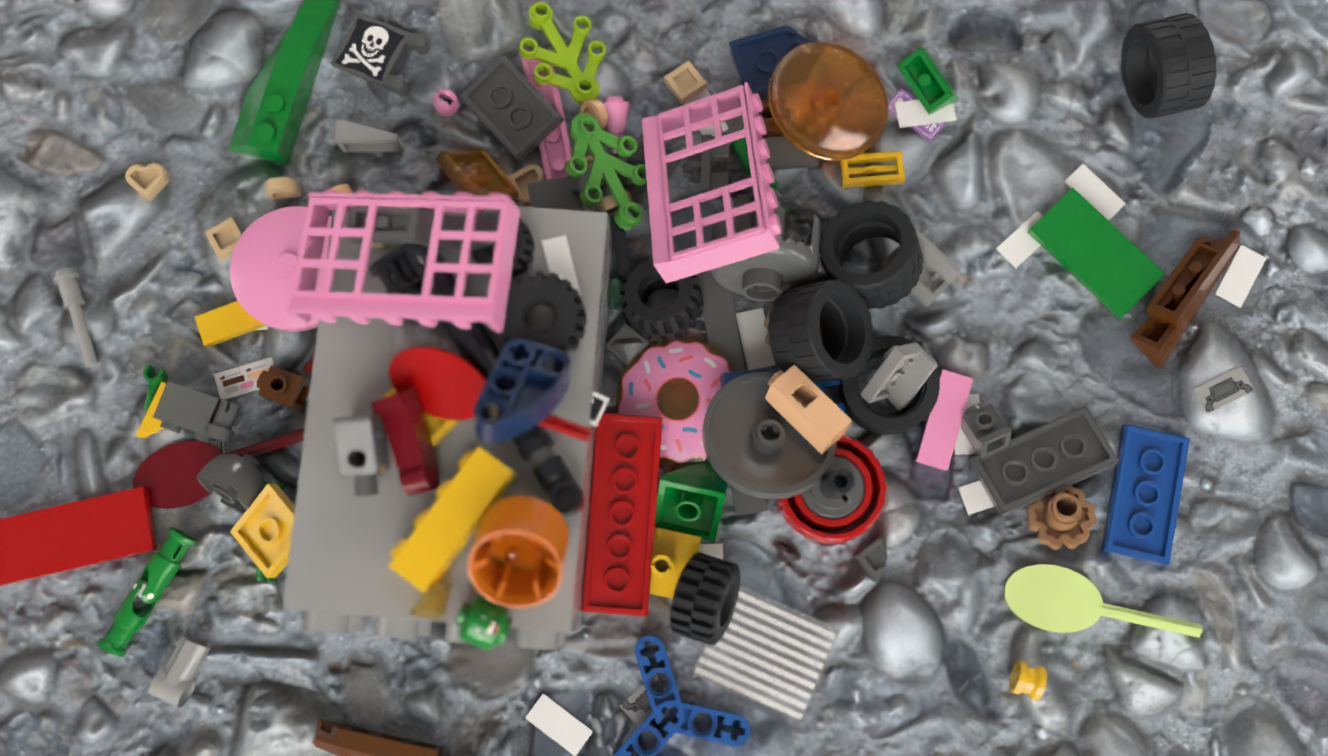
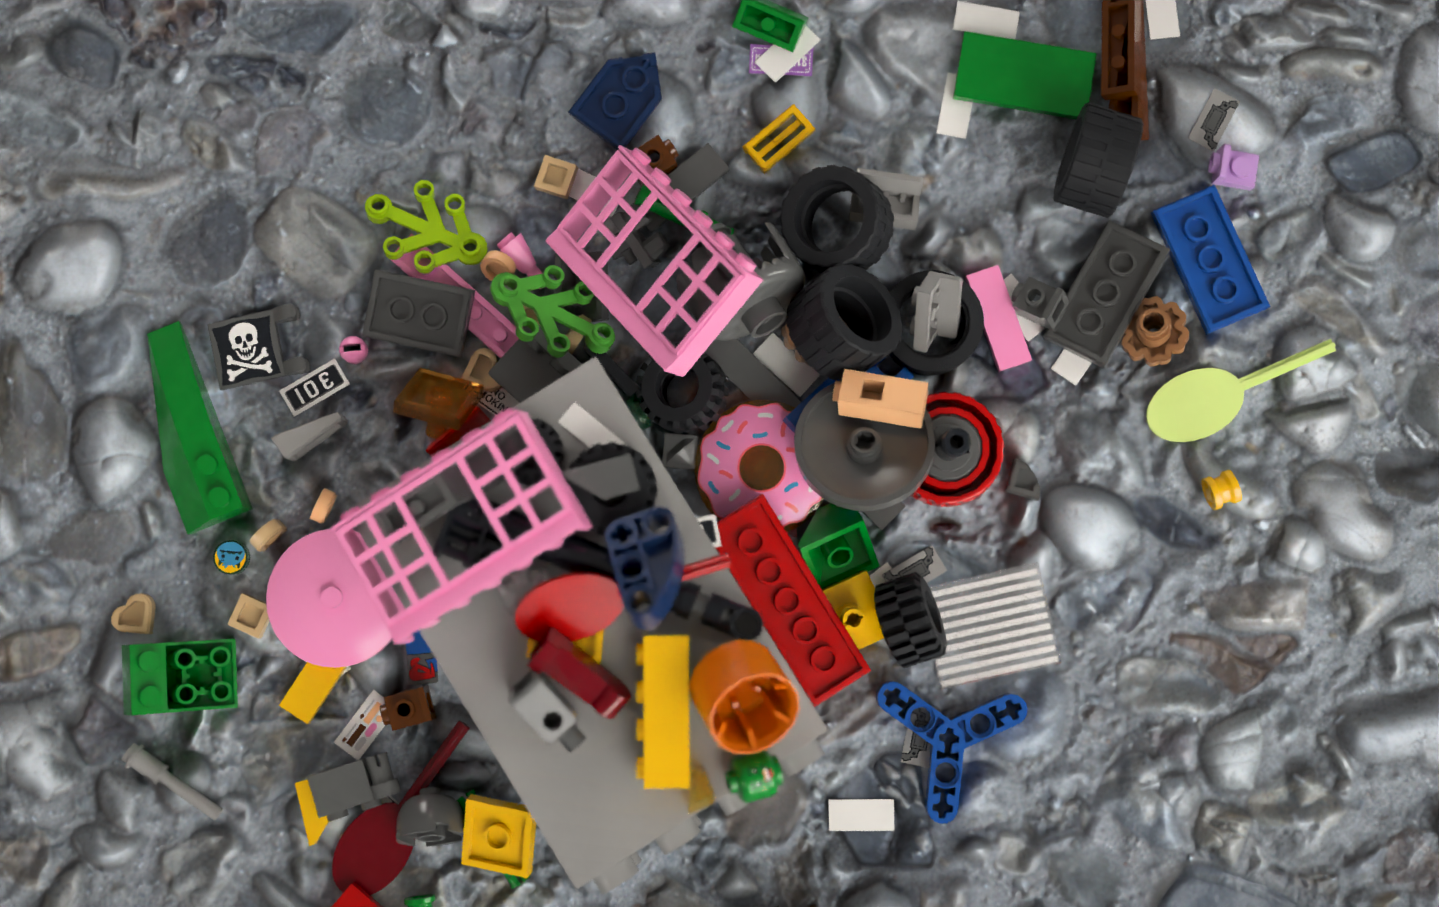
camera: 40 degrees left, 5 degrees up
(142, 244) = (179, 676): none -> green slope
(154, 383) = (289, 792): green hand -> none
(245, 187) = (231, 557): none -> tile
(398, 110) = (314, 387): none -> sticker
(542, 303) = (607, 478): none -> dark grey tile
(751, 566) = (926, 563): none -> sticker
(828, 101) = (698, 106): clear orange dish -> none
(1111, 350) = (1098, 160): none -> black tyre
(1214, 436) = (1233, 168): none -> lavender bracket

